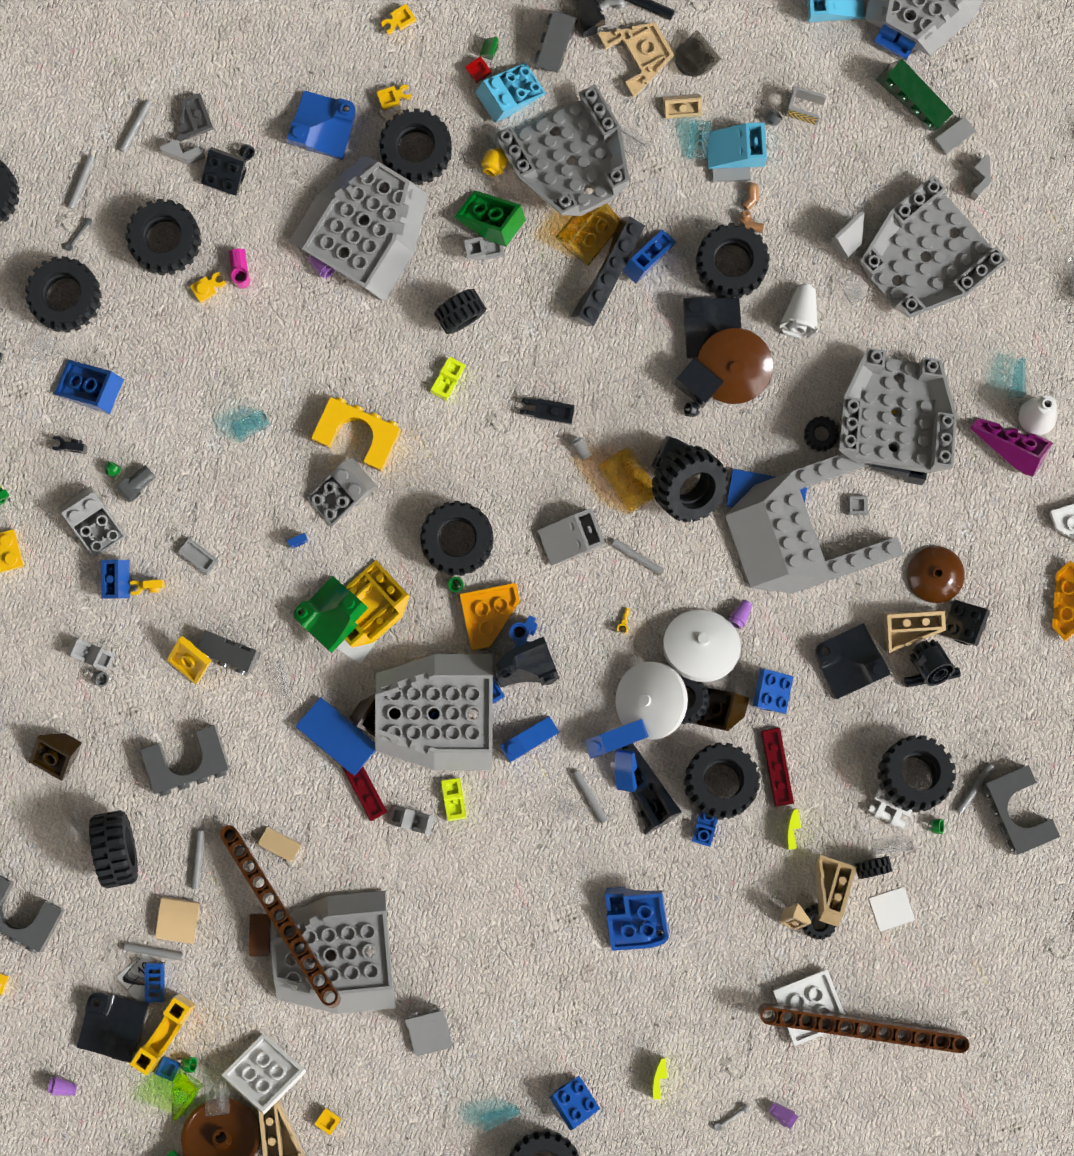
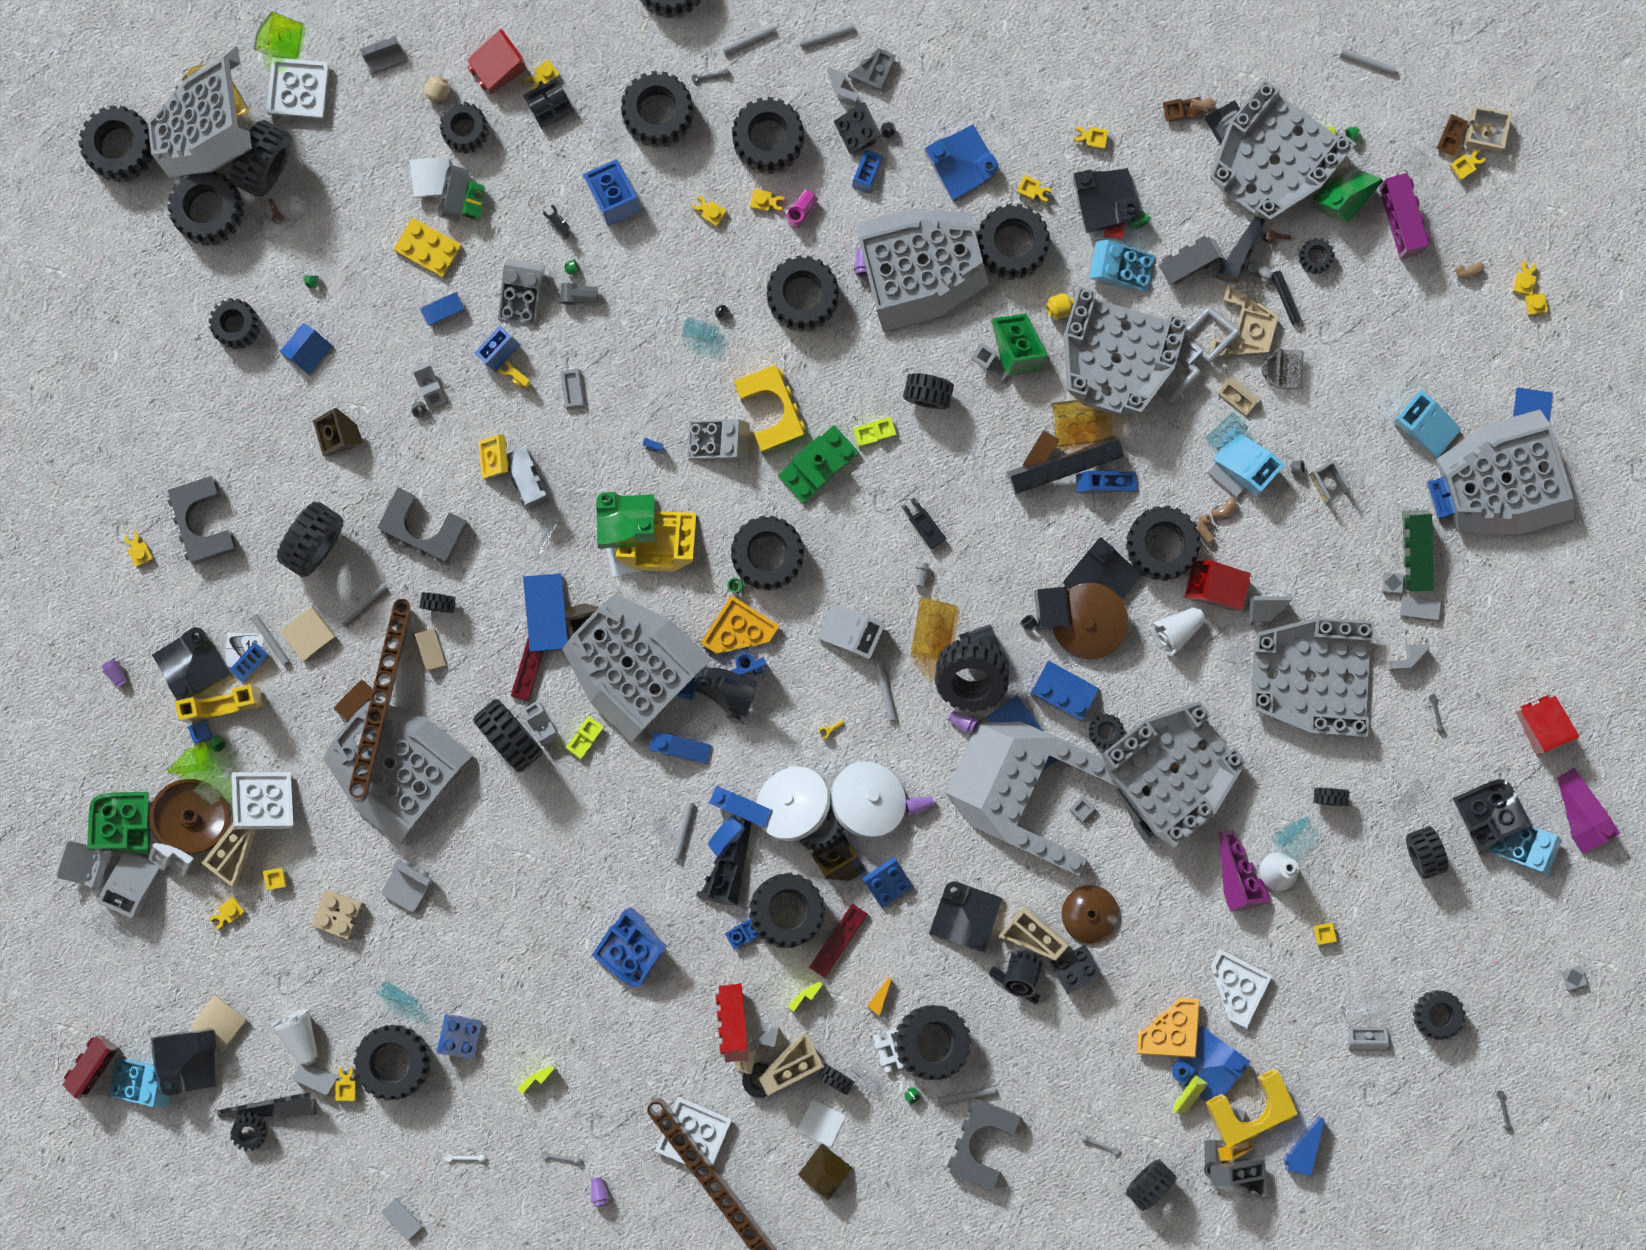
camera: 50 degrees right, 0 degrees up
(45, 589) = (442, 308): none -> blue slope
(175, 333) = (711, 212): none -> yellow plate
(251, 805) = (437, 602): none -> black tyre
(258, 396) = (725, 315): none -> black hinge
(266, 206) = (863, 182): none -> blue slope
(288, 305) = (795, 269): none -> black tyre
(389, 1107) = (327, 910): none -> tan piece
(398, 851) = (507, 735): none -> black tyre
(430, 440) = (818, 463): none -> green brick
(452, 54) = (1105, 198): none -> black slope
(580, 276) = (1042, 449): none -> reddish brown slope
(620, 104) = (1192, 351): none -> light grey bar
(714, 524) = (963, 721): none -> medium lavender cone
(762, 898) = (733, 1023): none -> red brick
(764, 433) = (1064, 691): none -> blue slope
(796, 886) = (768, 1039): none -> light grey slope
(799, 254) = (1217, 585): none -> red slope
(847, 782) = (878, 1000): none -> light orange piece
(918, 136) = (1392, 583): none -> tile
(929, 941) = (825, 1171): none -> dark brown slope
(1024, 327) = (1331, 796): none -> black tyre
(1025, 190) = (1432, 698): none -> dark grey hinge

